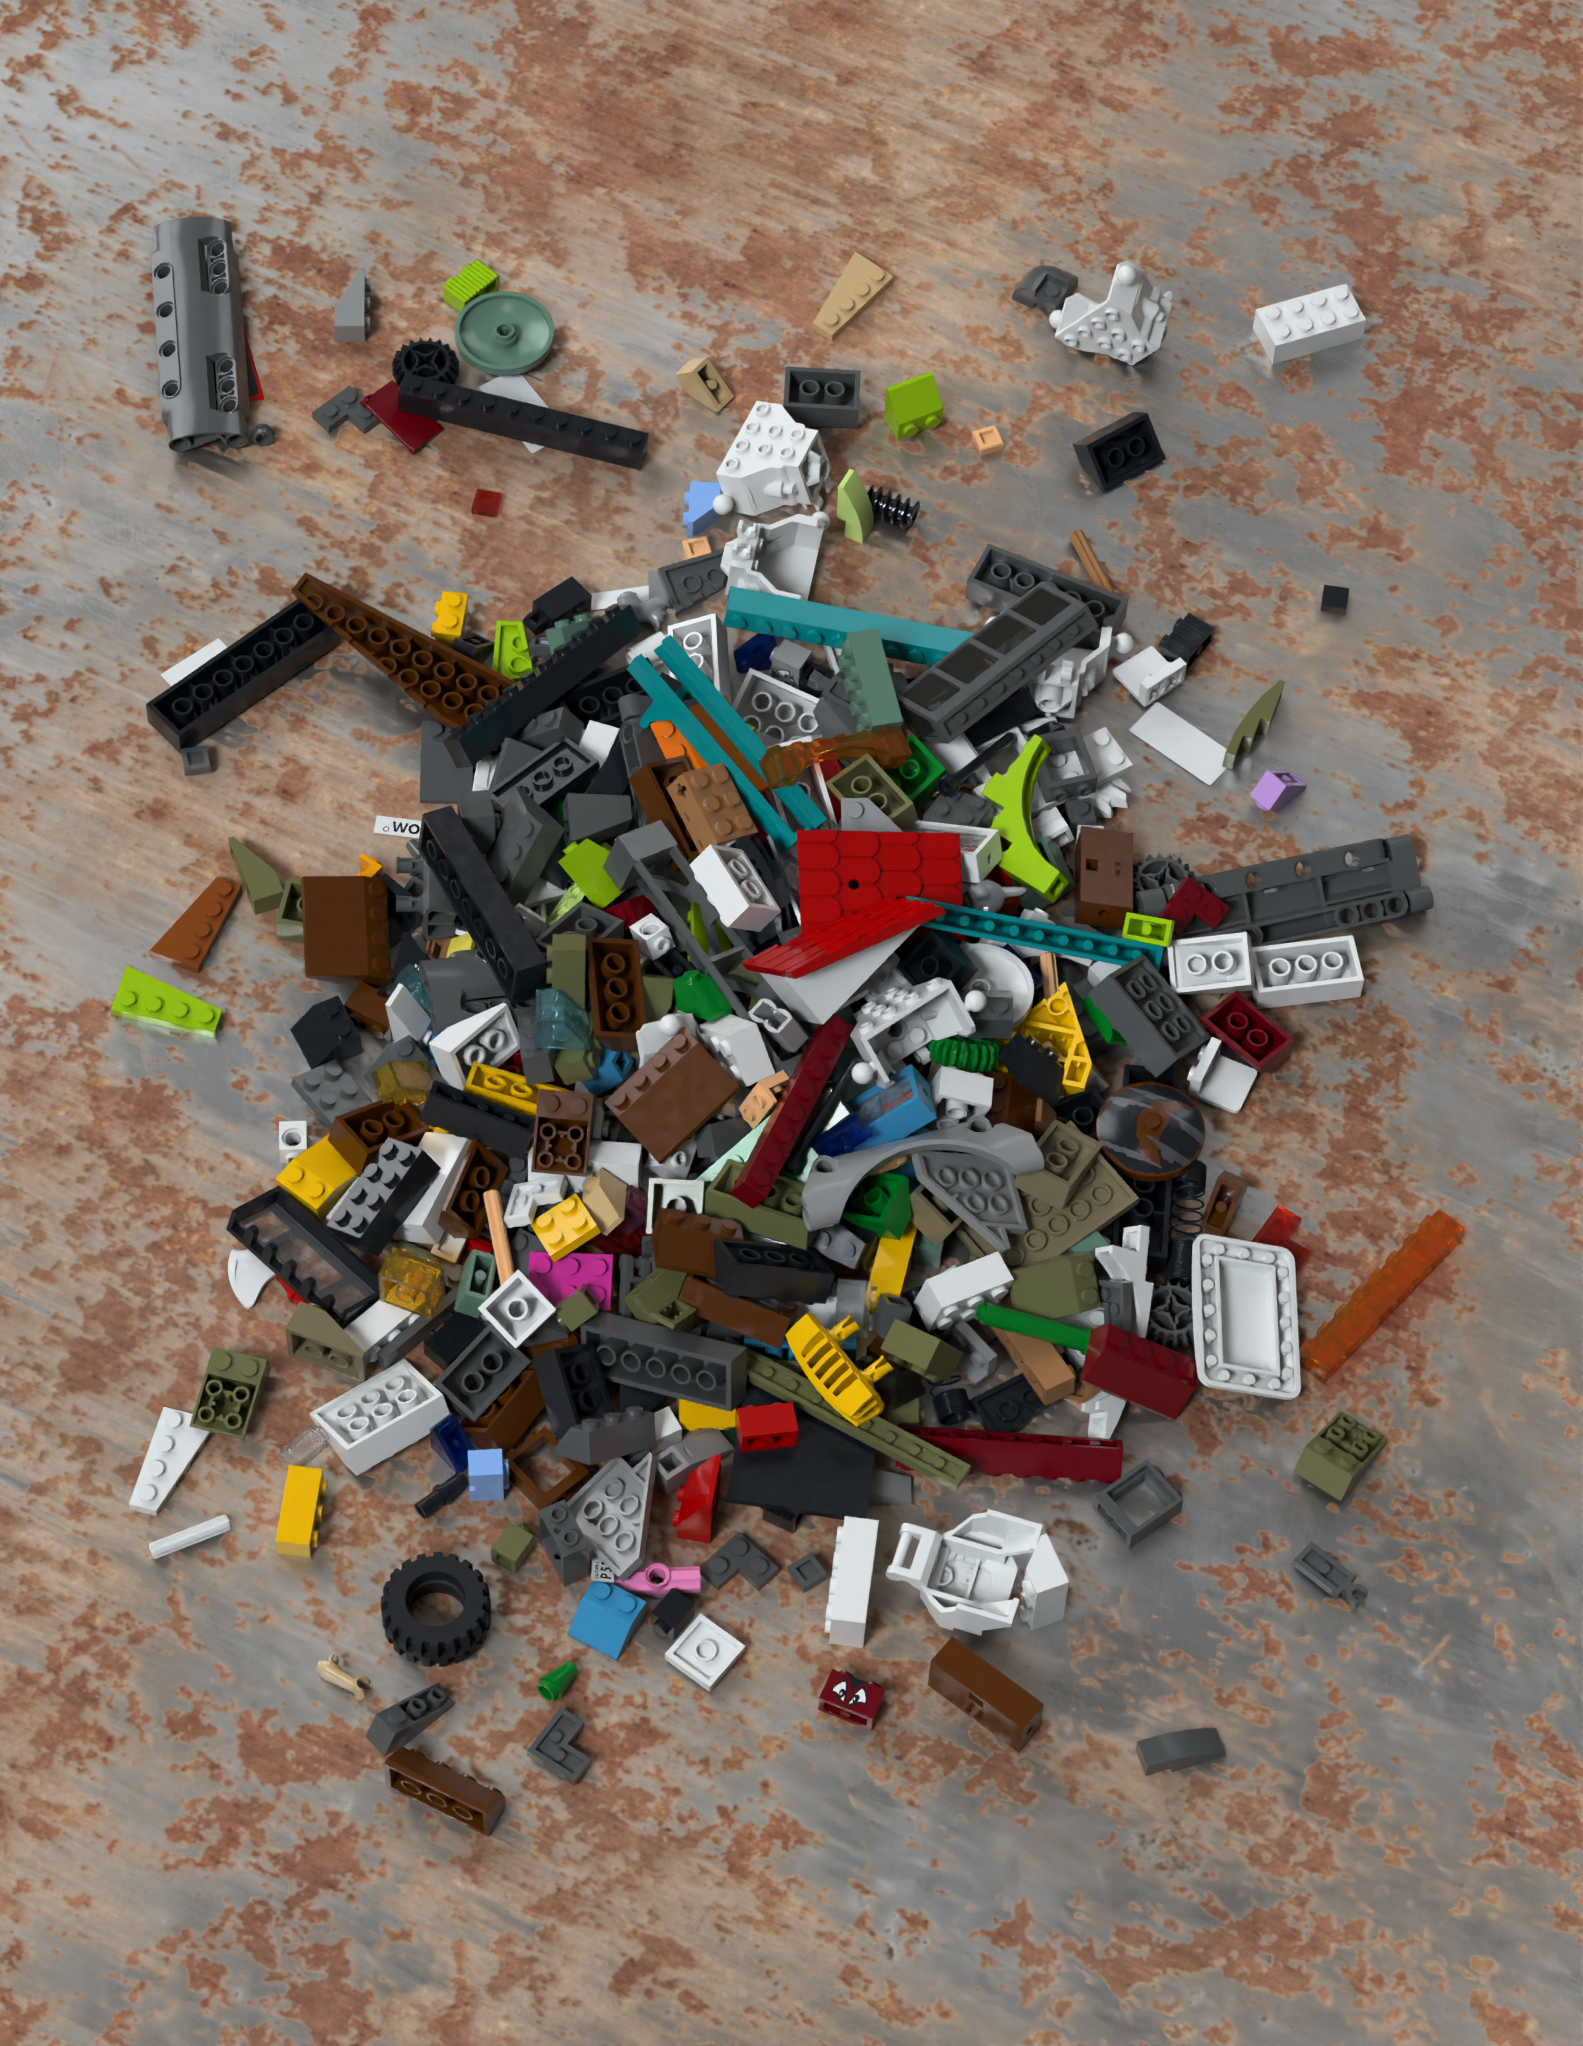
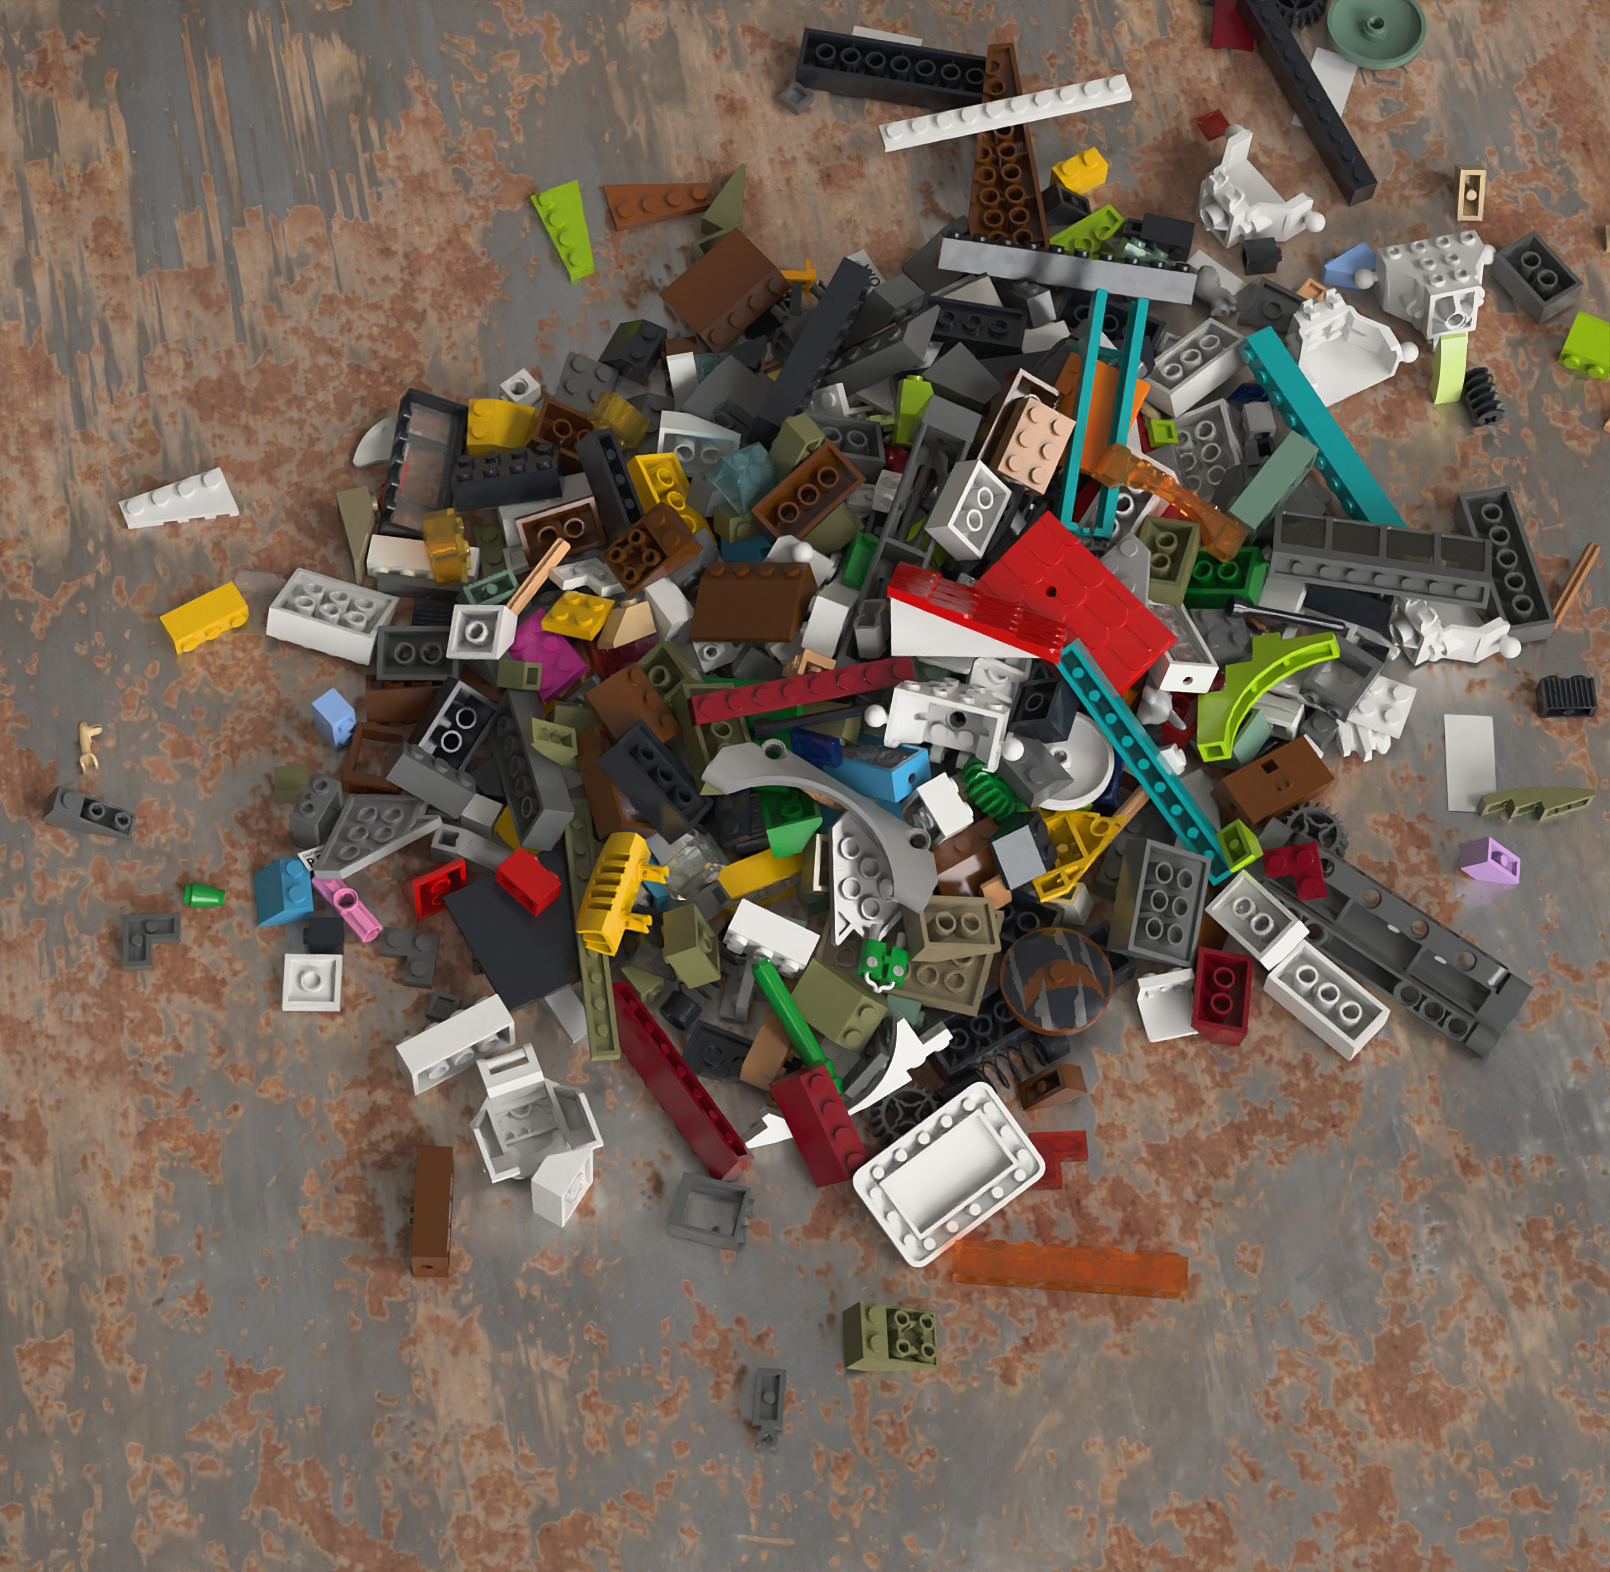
camera: 50 degrees right, 5 degrees up
(189, 1536) = (125, 561): white axle -> none
(230, 1393) = (264, 501): olive slope -> none
(366, 624) = (1004, 113): none -> white plate
(429, 1576) = (185, 735): black tyre -> none
(441, 1494) = (292, 702): black pin -> none
(444, 1790) = (42, 879): reddish brown slope -> none
(451, 1442) = (350, 677): clear blue slope -> none
(583, 535) = (1243, 206): none -> white piece
(636, 557) = (1260, 256): none -> black brick
(646, 648) = (1180, 322): white head -> none
(852, 1699) = (355, 1117): dark red brick -> none
(1046, 1230) = (882, 962): none -> green piece
(1150, 675) = (1508, 692): white bracket -> none
(1179, 1750) = (508, 1397): dark grey slope -> none

